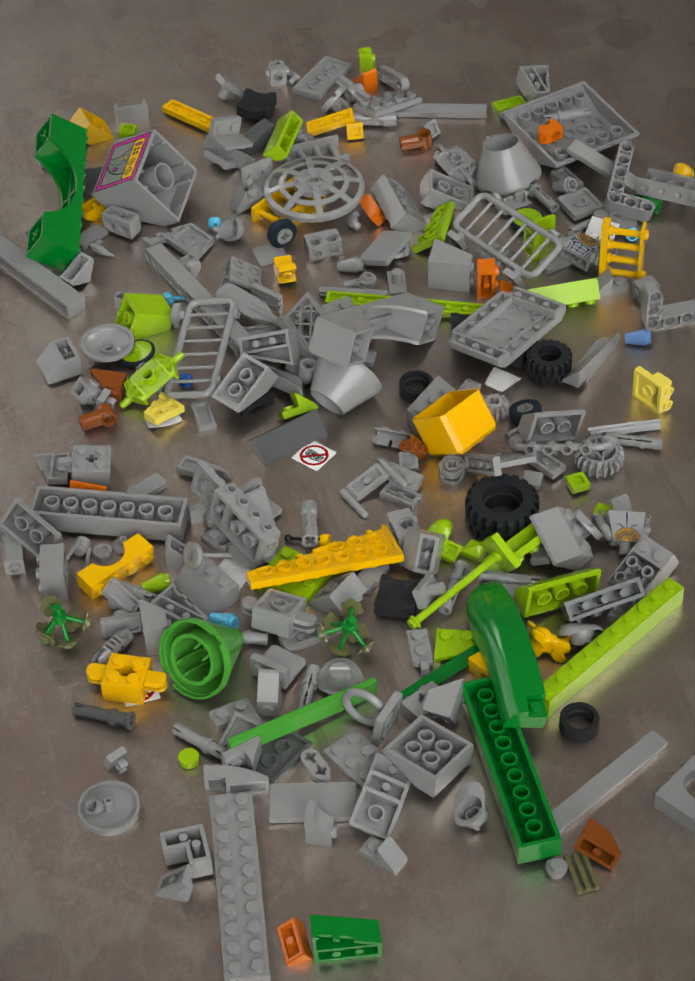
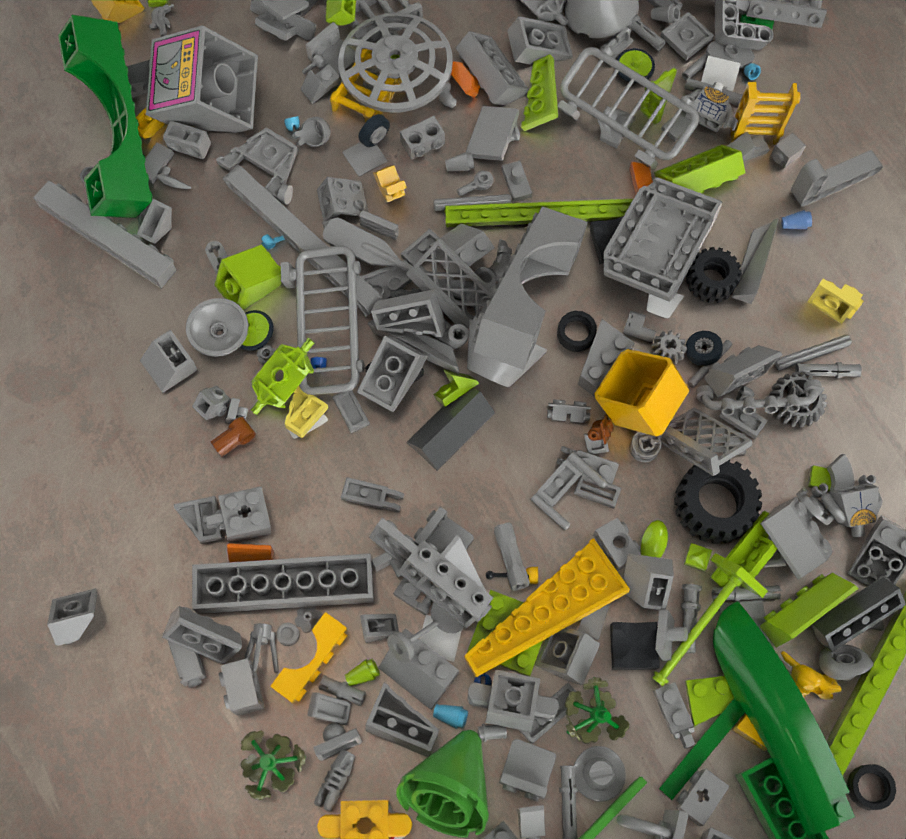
camera: 15 degrees left, 25 degrees up
(111, 380) = (234, 383): dark orange slope -> none
(149, 486) = (314, 530): light grey tile -> none
(153, 625) = (380, 752): light grey slope -> none
(314, 455) = (487, 446): sticker -> none
(444, 701) = (729, 806): light grey slope -> none
(450, 268) = (574, 155): light grey slope -> none
(451, 551) = (678, 563): lime tile -> none
(486, 278) = (617, 165): orange brick -> none
(577, 482) = (784, 441): lime plate -> none

